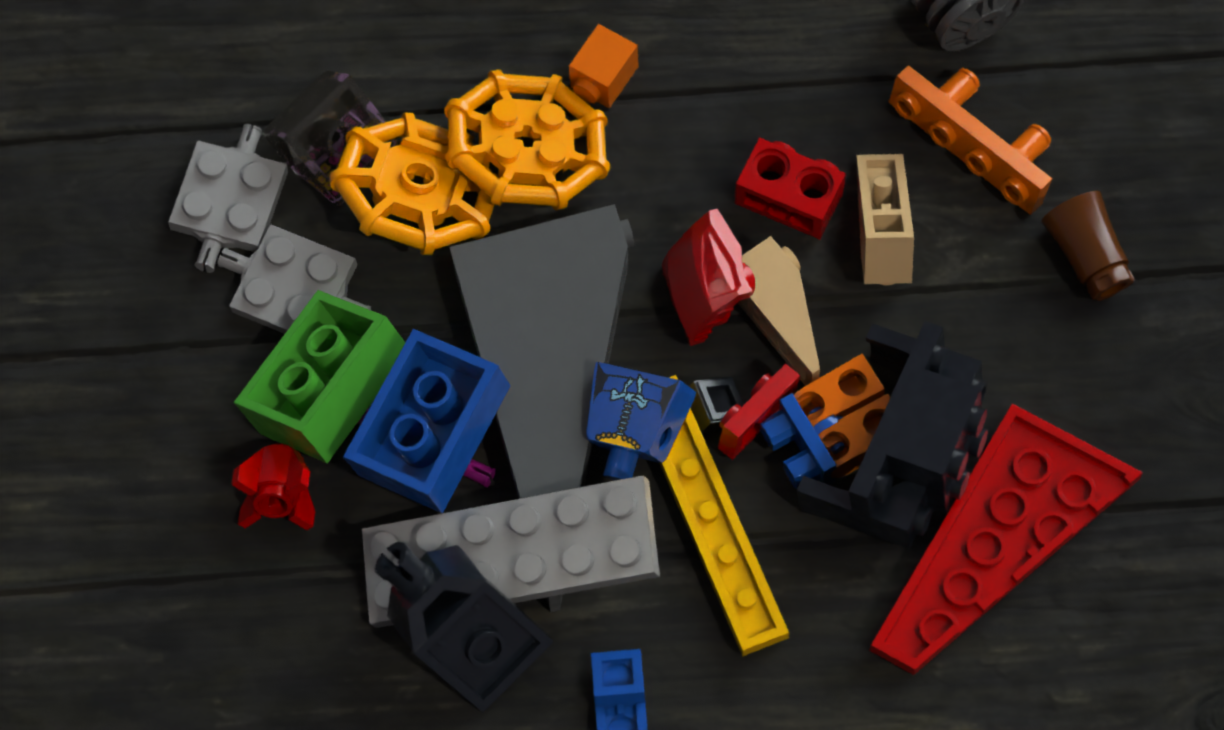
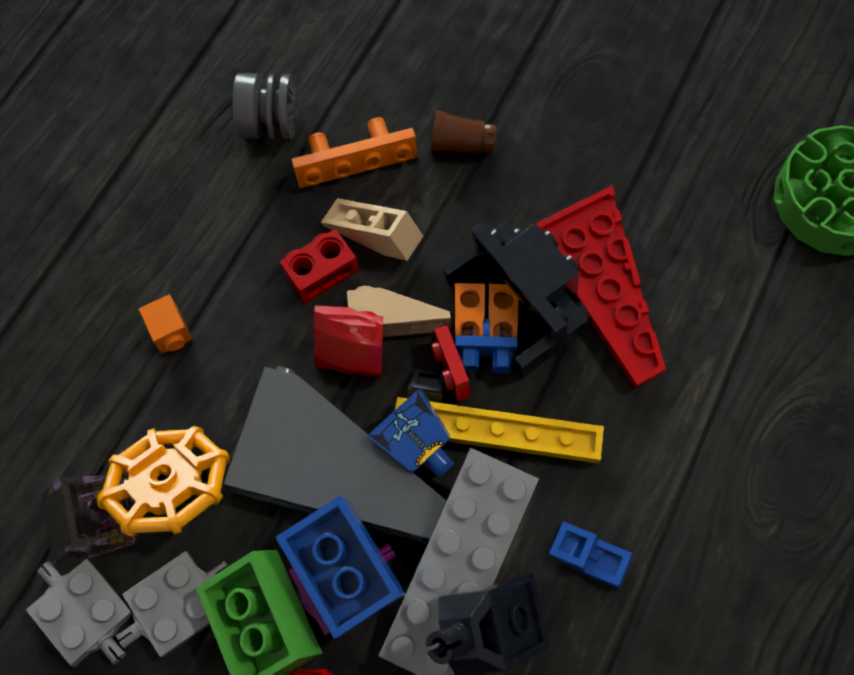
camera: 60 degrees left, 0 degrees up
(533, 119) = (171, 383): light orange plate -> none

